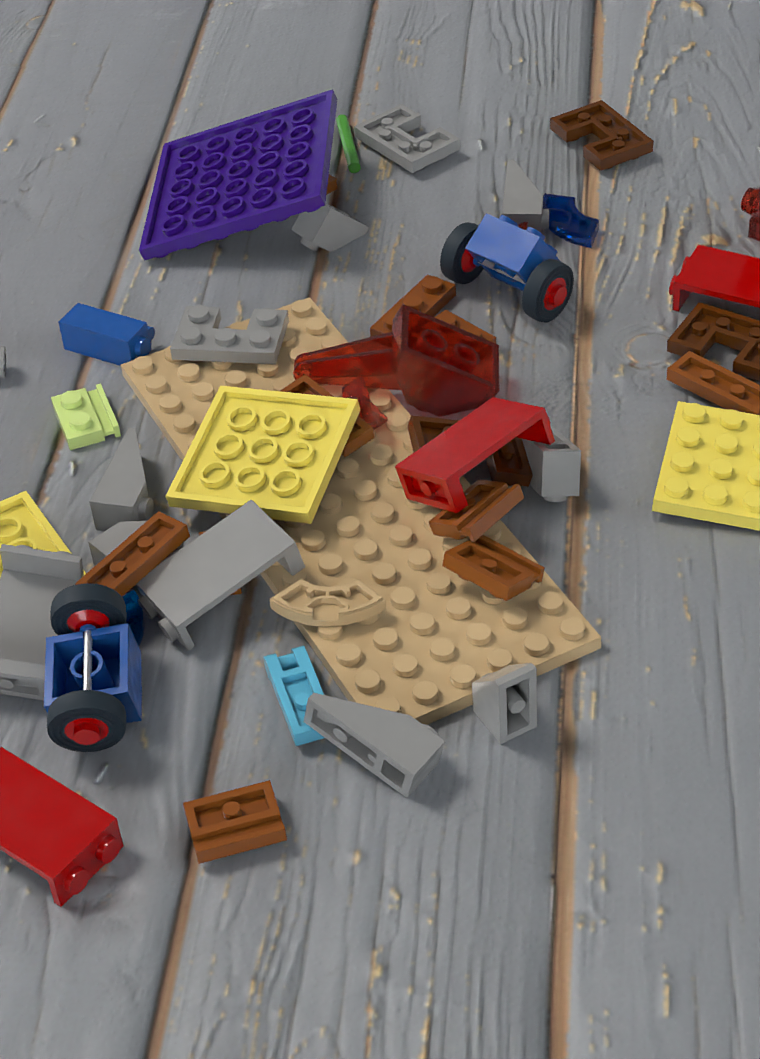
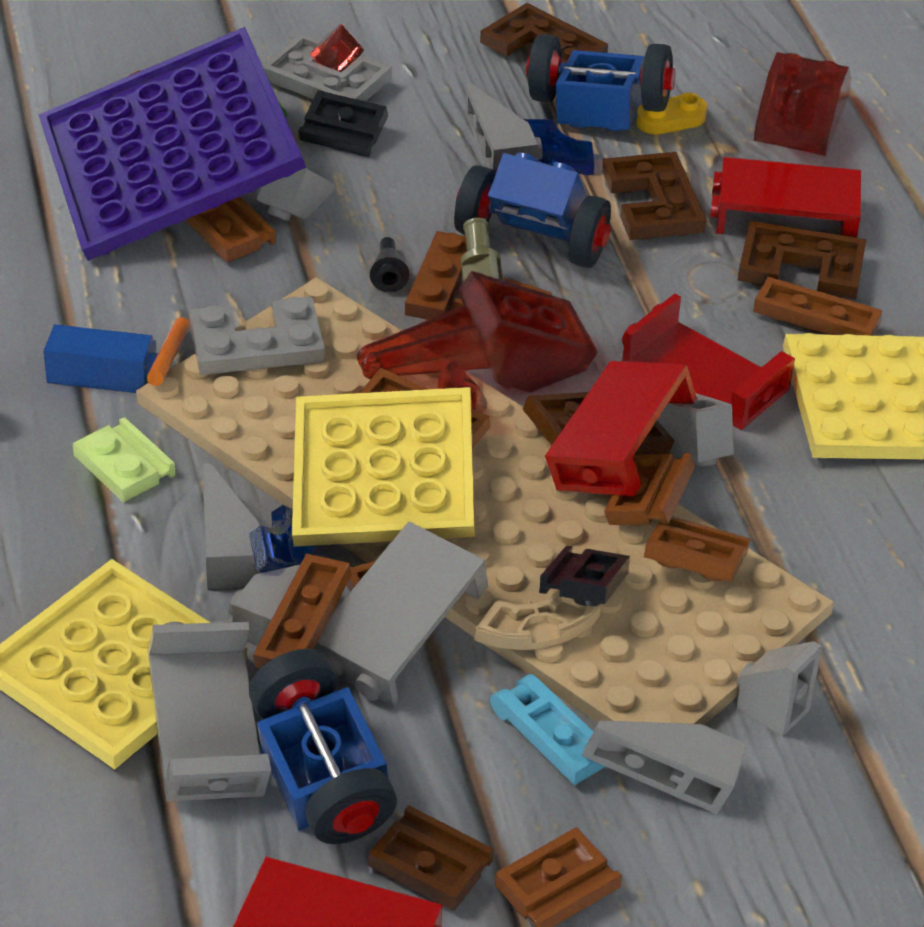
camera: 25 degrees left, 0 degrees up
(142, 779) = (431, 857): none -> reddish brown plate
(144, 501) = (274, 546): none -> clear blue tile
(152, 341) = (168, 351): none -> orange bar
(264, 249) = (233, 229): none -> dark orange plate
(370, 300) = (389, 270): none -> black cone
(379, 572) = (585, 577): none -> black plate
(398, 179) = (343, 123): none -> black plate
(419, 119) = (337, 49): none -> clear red slope
(439, 299) = (479, 254): none -> olive arm
(595, 418) = (712, 367): none -> red panel
(621, 173) = (600, 86): none -> brick
(644, 275) = (673, 203): none -> reddish brown plate
(683, 205) = (680, 113): none -> yellow plate

